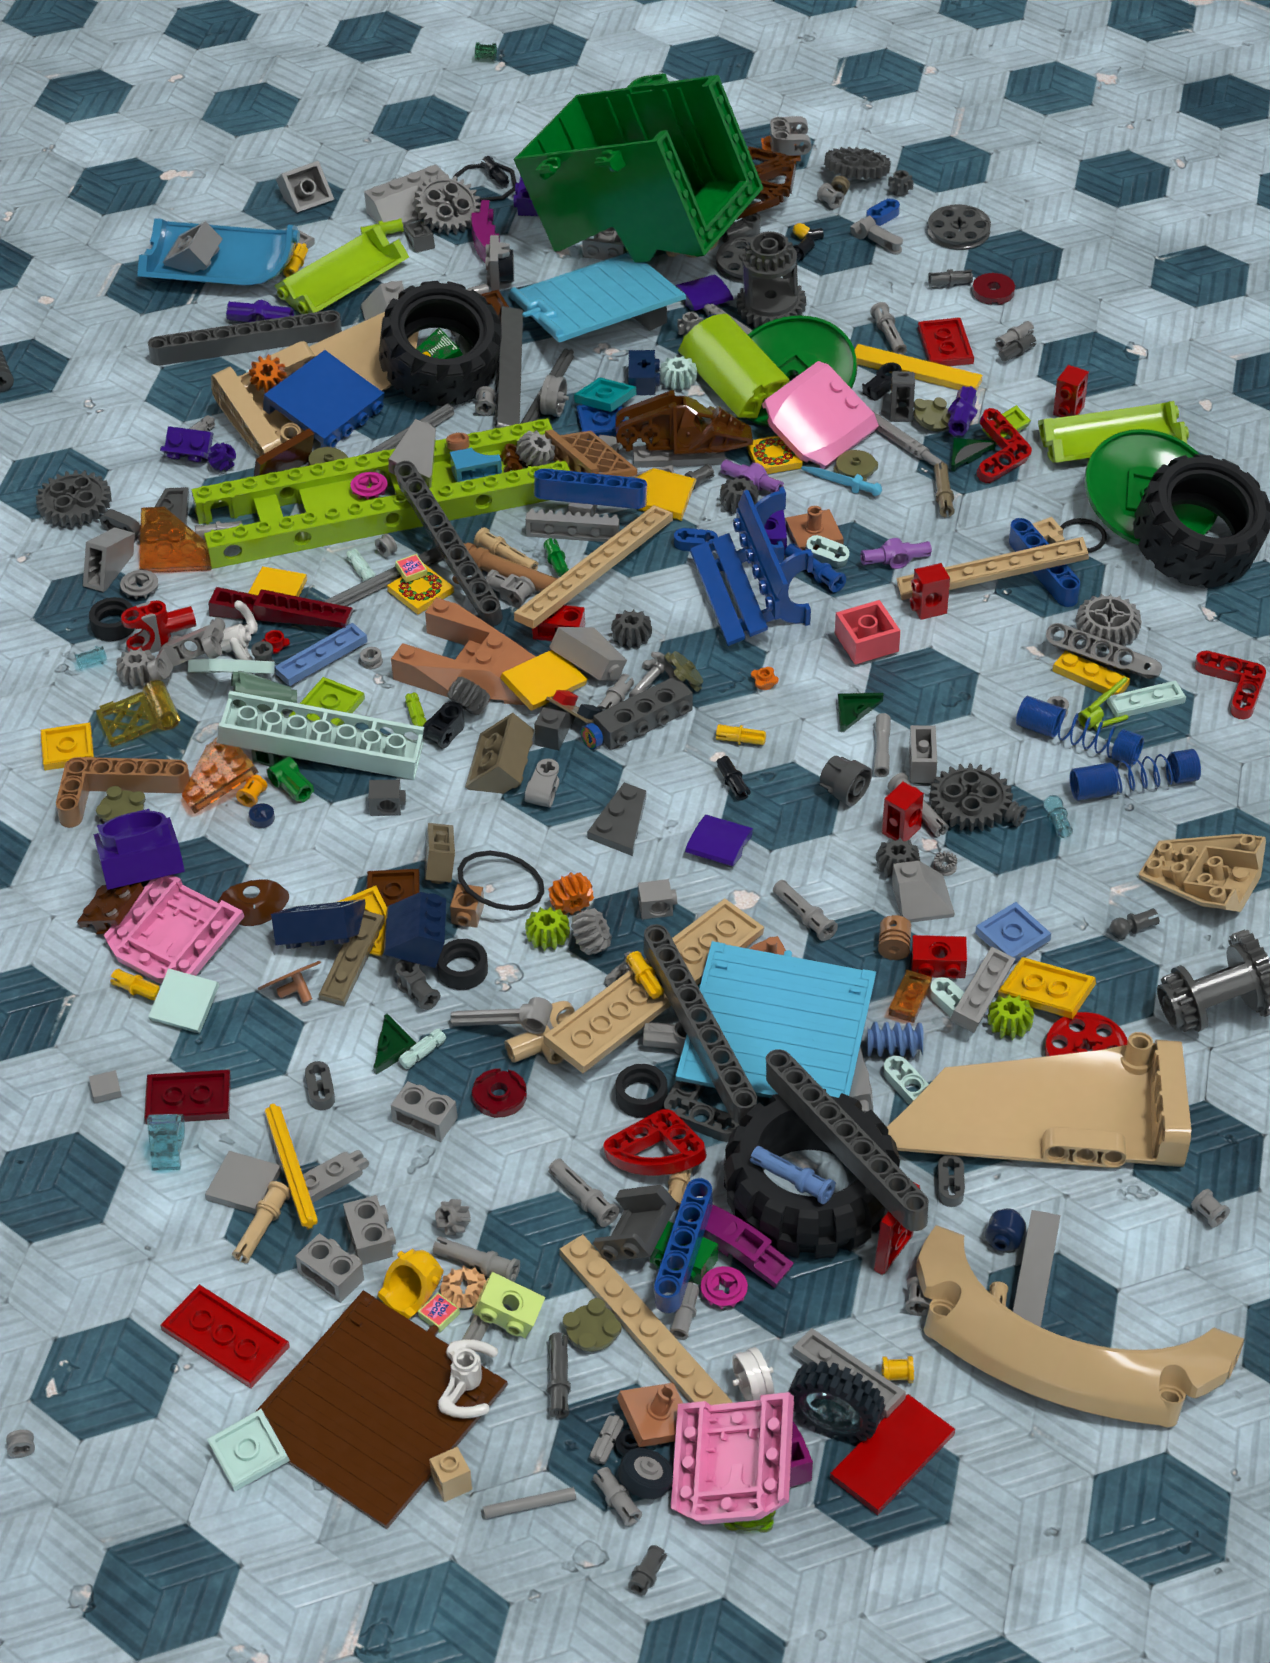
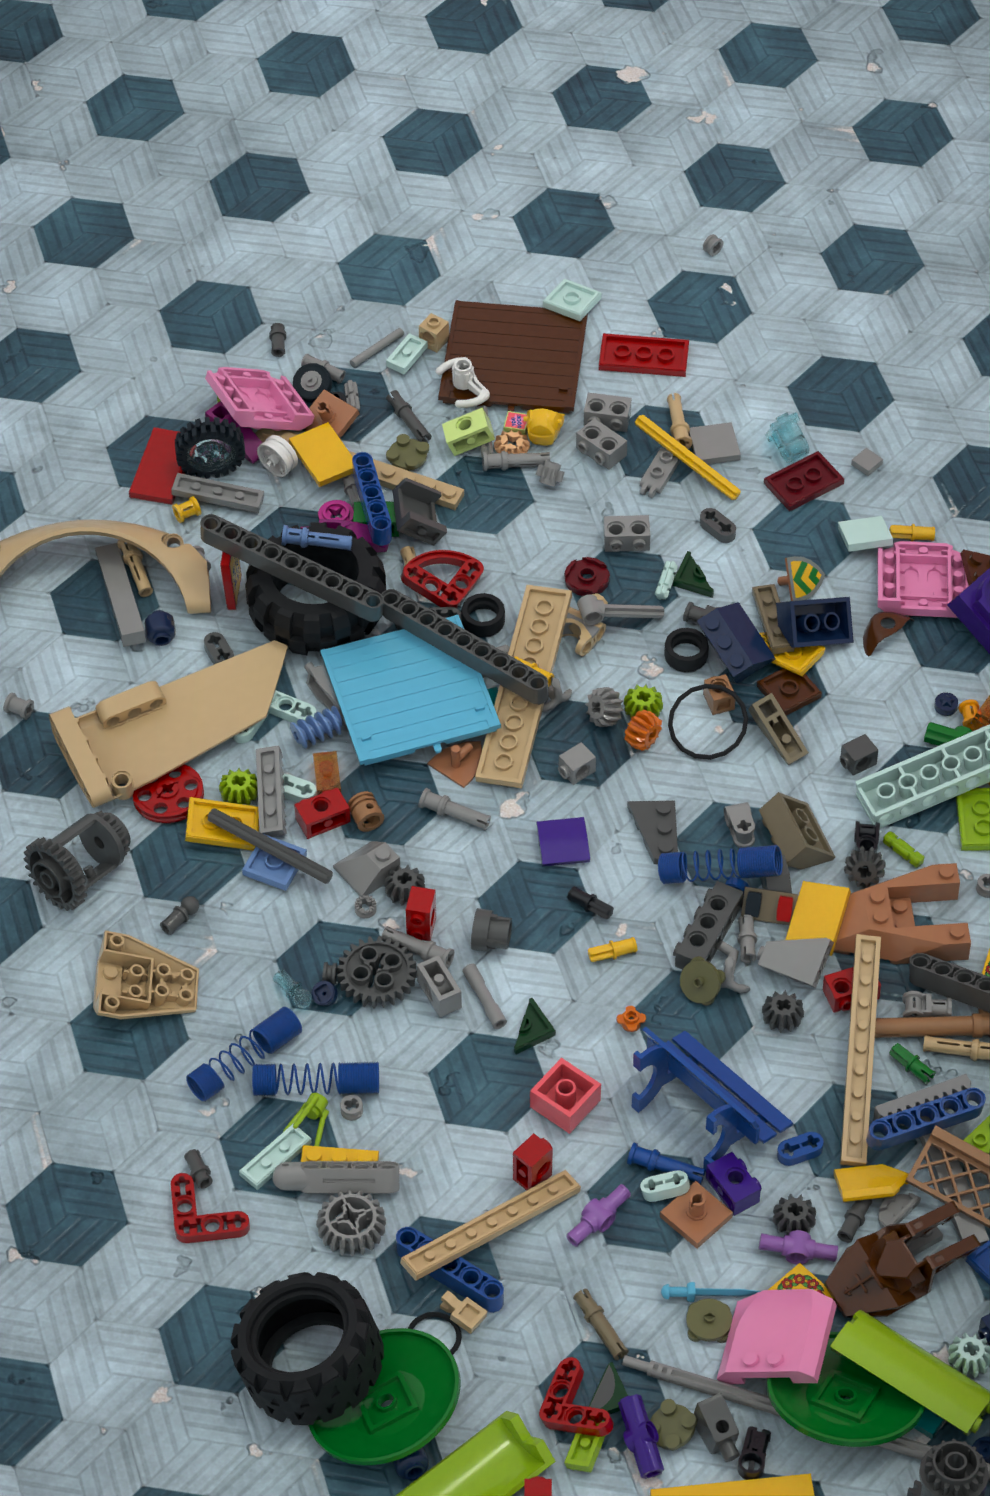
camera: 150 degrees right, 5 degrees up
(502, 1467) = (406, 353): none -> light aqua plate
(574, 712) = (751, 863): none -> blue piece
(591, 1199) = (466, 528): light grey pin -> none
(697, 1353) = (323, 454): none -> yellow tile
(1014, 934) = (270, 846): none -> dark grey axle
(1031, 800) = (324, 993): none -> dark blue tile
(1222, 707) = (199, 1171): none -> dark grey pin

